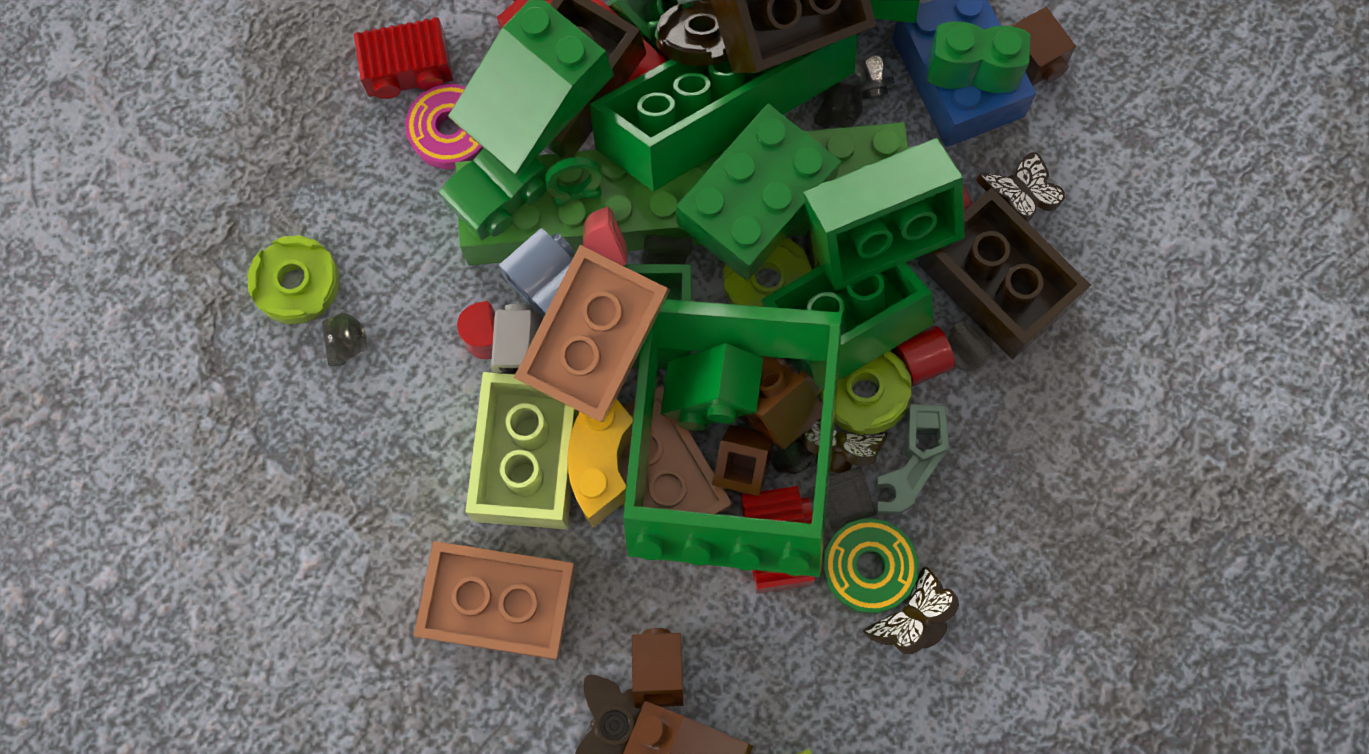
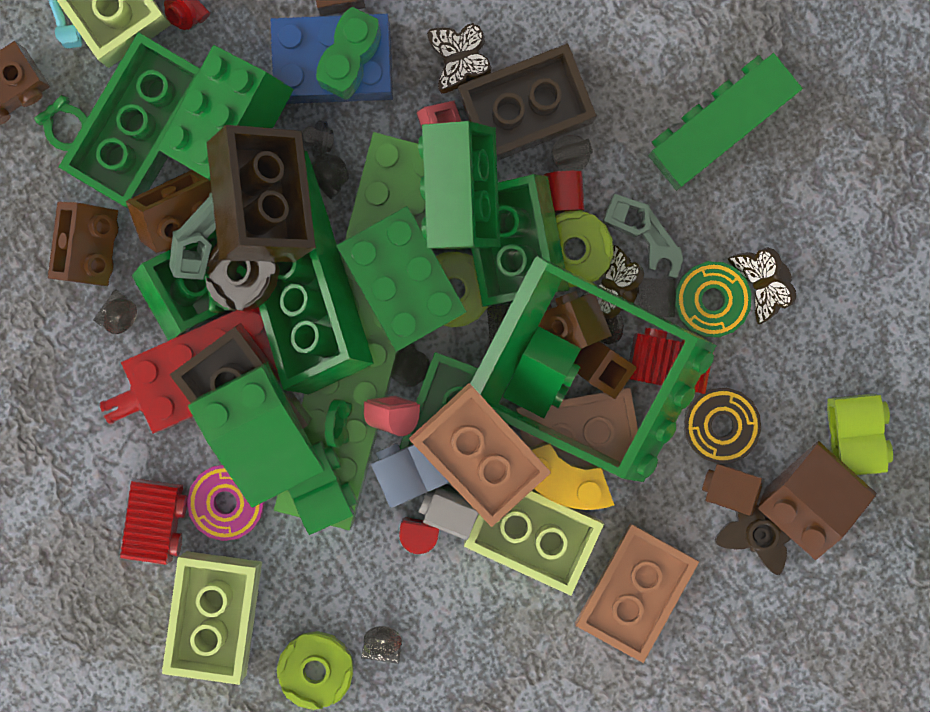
camera: 75 degrees left, 15 degrees up
(317, 146) = (211, 617): none -> yellowish green brick
(733, 602) = (744, 431): none -> dark brown tile
(1081, 501) = (724, 121): none -> green brick

